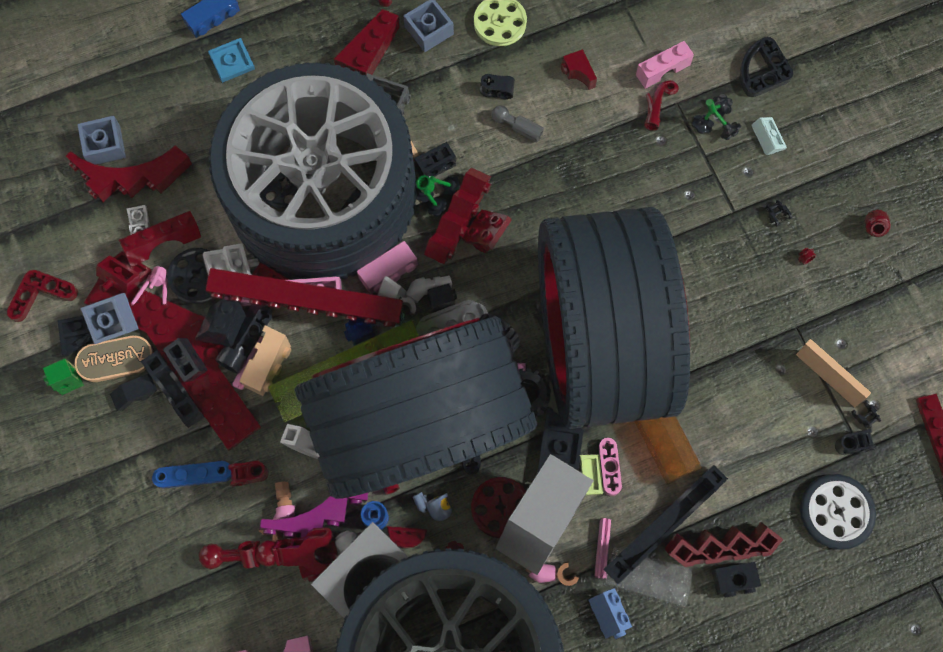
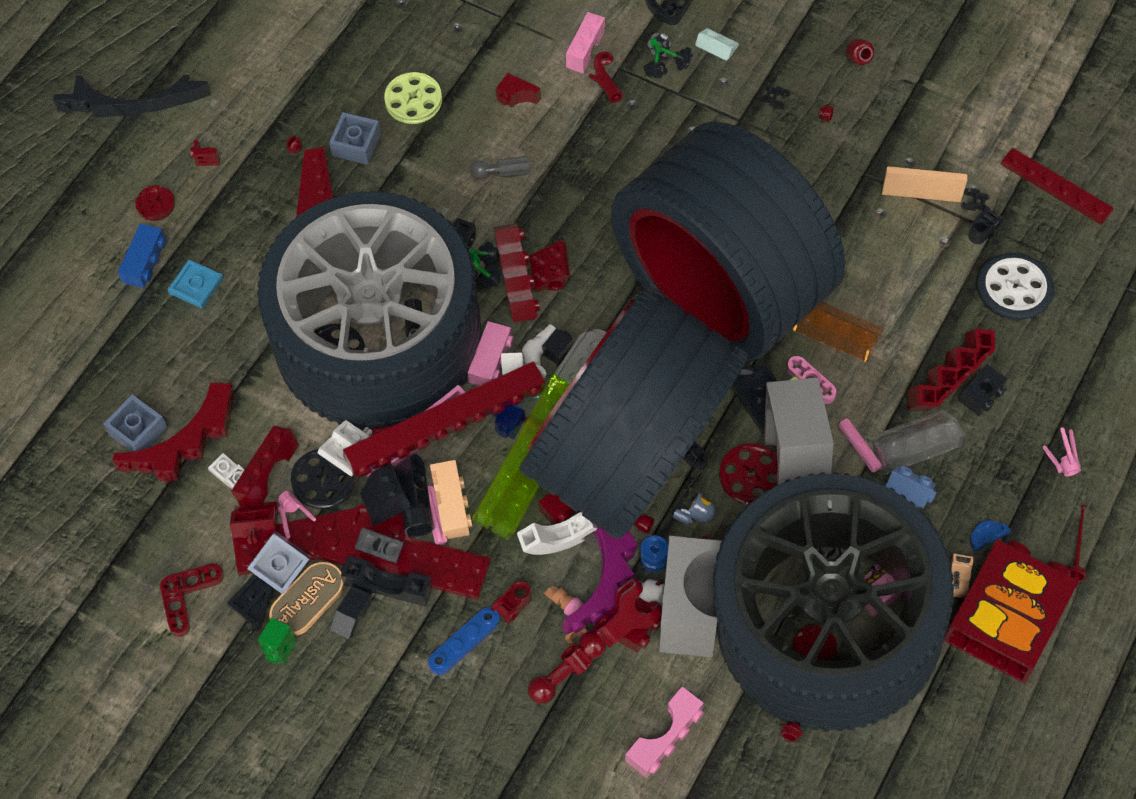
camera: 35 degrees left, 10 degrees down
(498, 87) = (459, 148): black piece -> none
(665, 524) = (894, 385): black slope -> none

